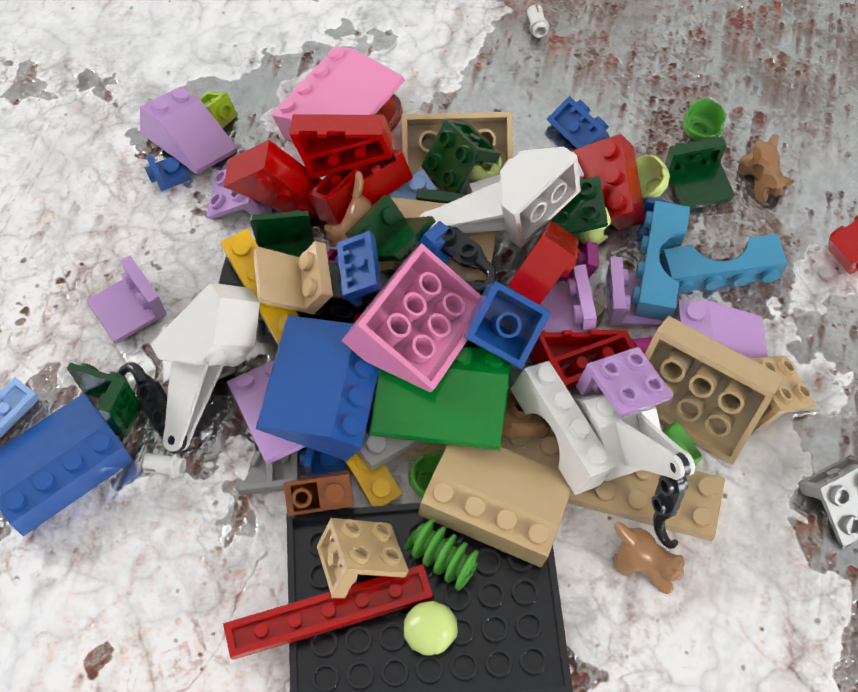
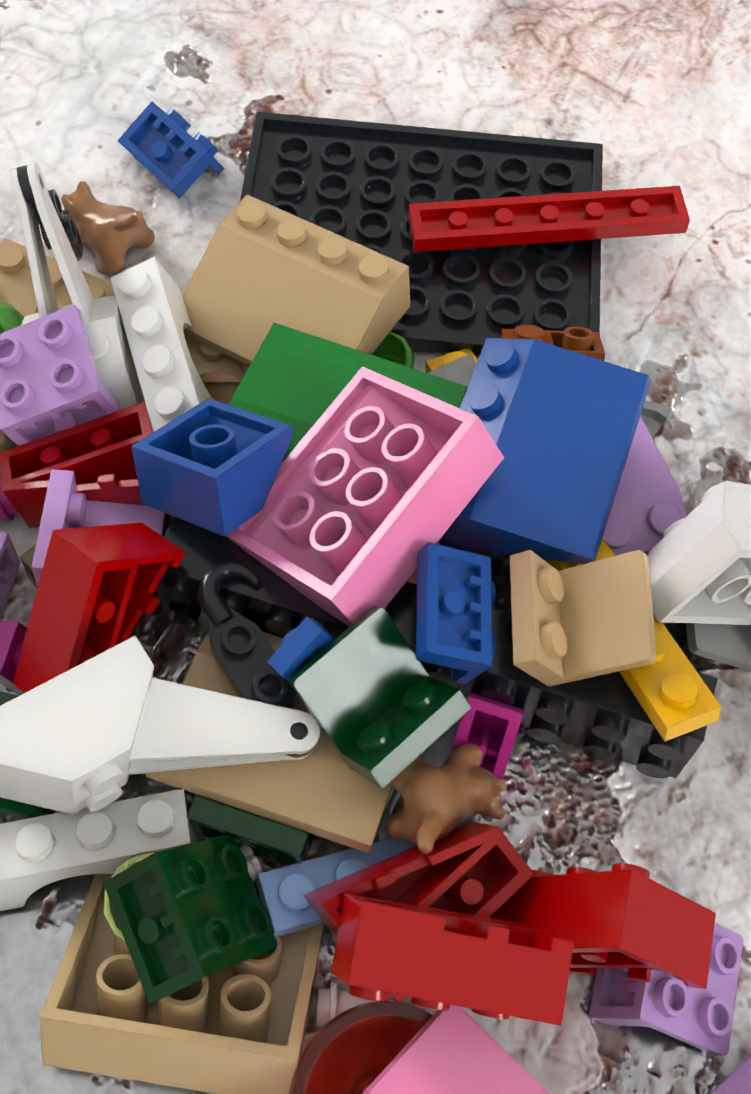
camera: 175 degrees left, 0 degrees up
(283, 232) = (583, 810): dark green bracket -> none
(358, 548) = (497, 255): tan bracket -> none
(430, 628) = (416, 179): yellowish green hair -> none
(443, 553) = (375, 229): bright green piece -> none
(627, 645) = (168, 150): none -> blue bracket

